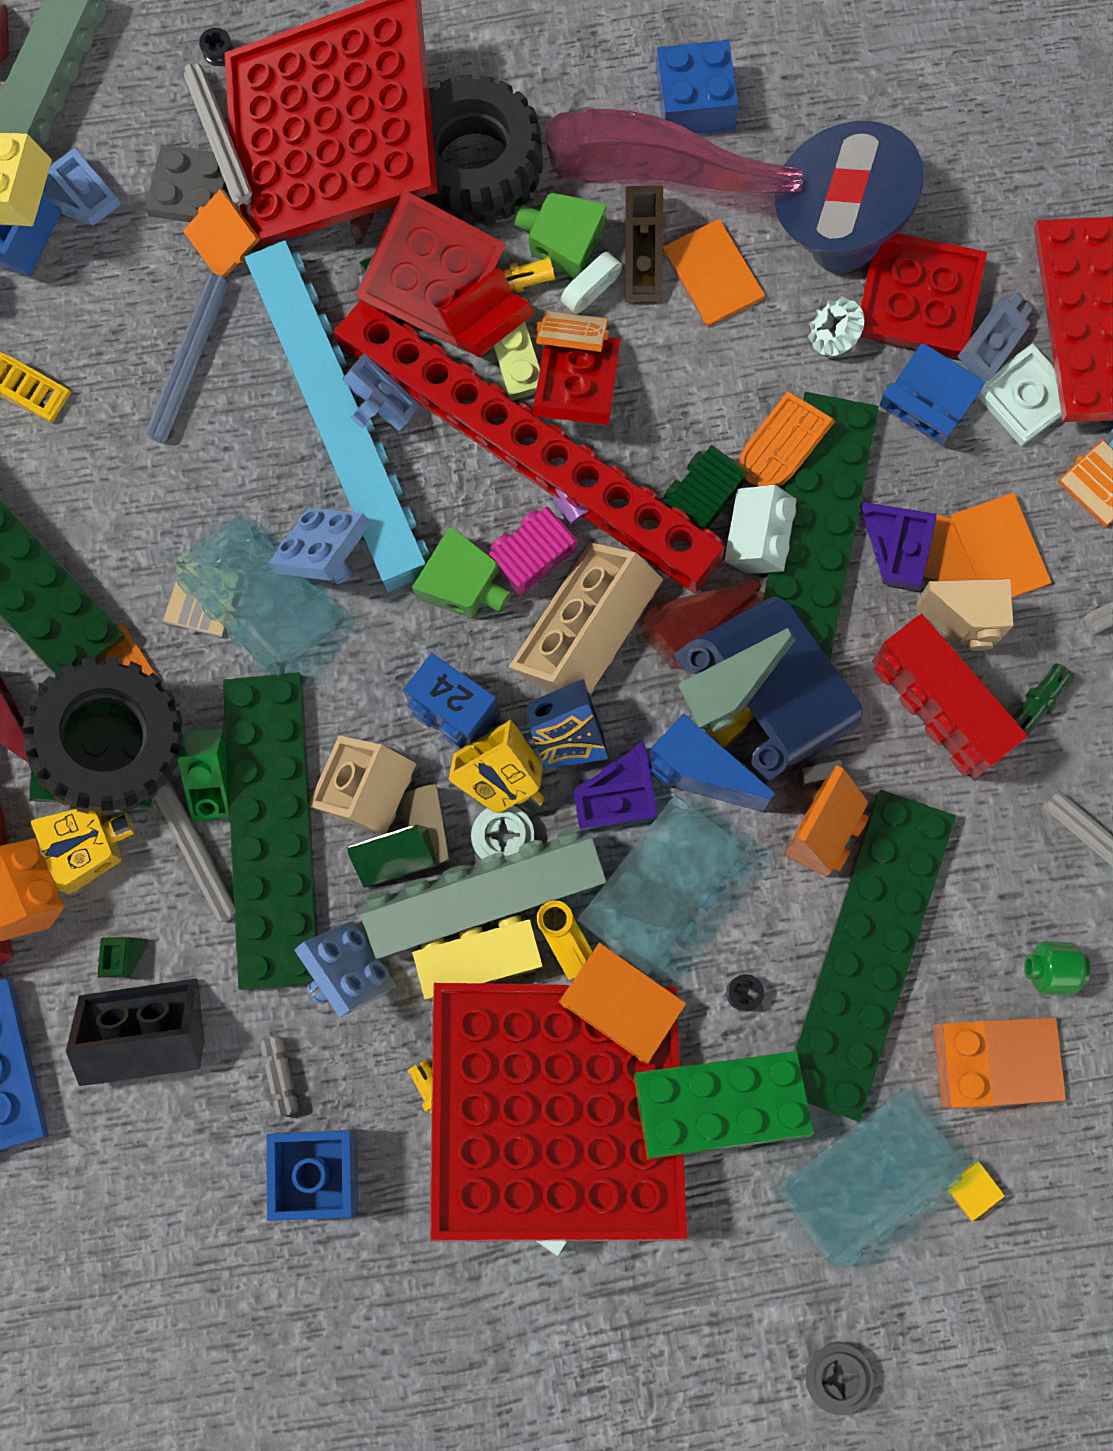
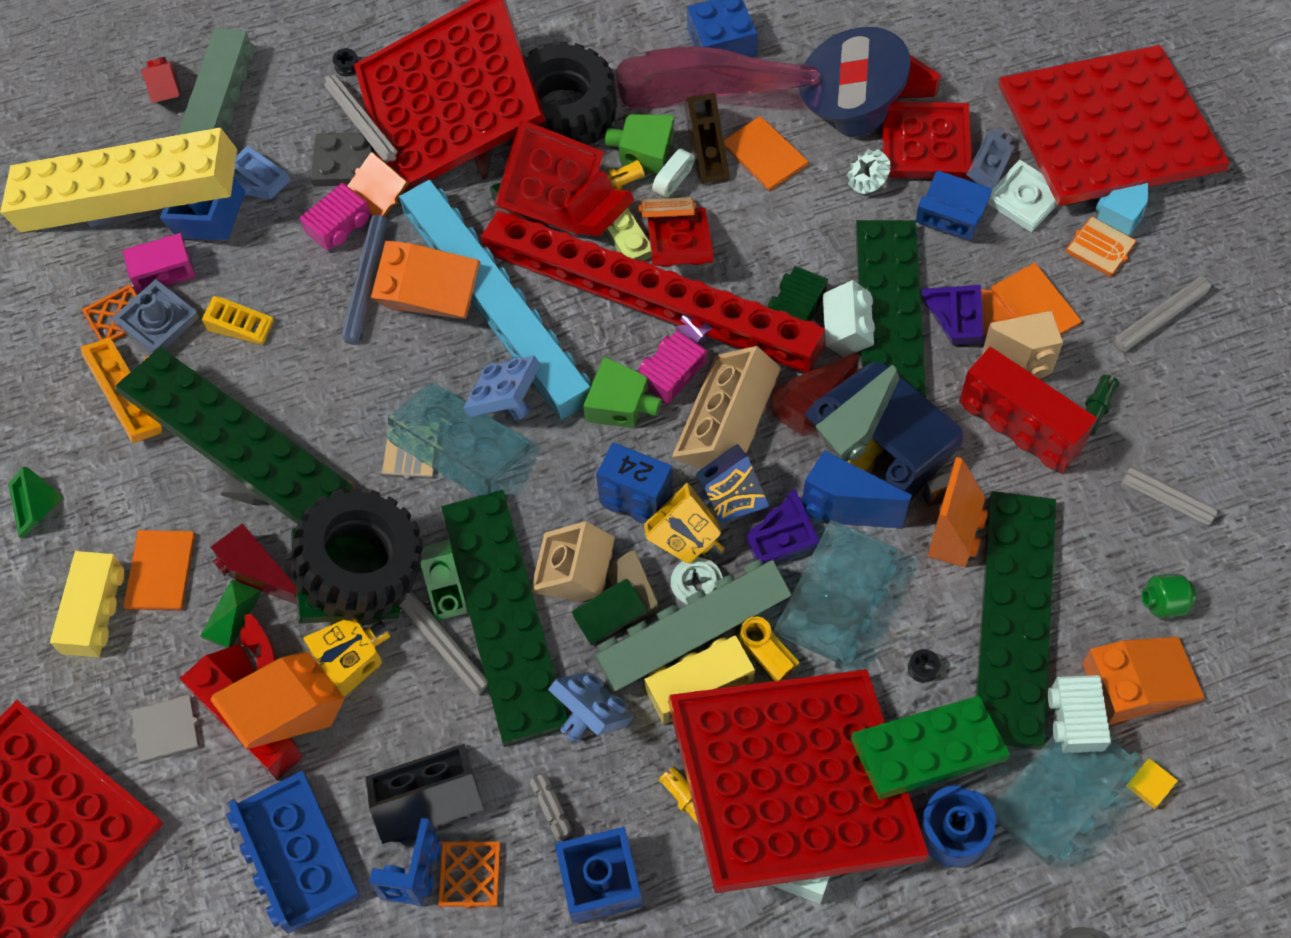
camera: 15 degrees left, 15 degrees down
(113, 1134) = (410, 888): none -> blue bracket
(120, 956) = (394, 737): dark green slope -> none
(146, 1129) = (494, 874): none -> orange window
(165, 267) = (335, 217): none -> dark pink brick
(254, 381) = (425, 280): none -> orange slope
(380, 395) = (526, 275): medium blue plate -> none
(622, 1003) = (827, 686): orange piece -> none
(754, 1212) = (962, 807): none -> blue brick
(783, 441) = (850, 254): orange window -> none
(908, 1100) = (1080, 714): none -> light aqua brick
(935, 206) = (922, 81): none -> red slope

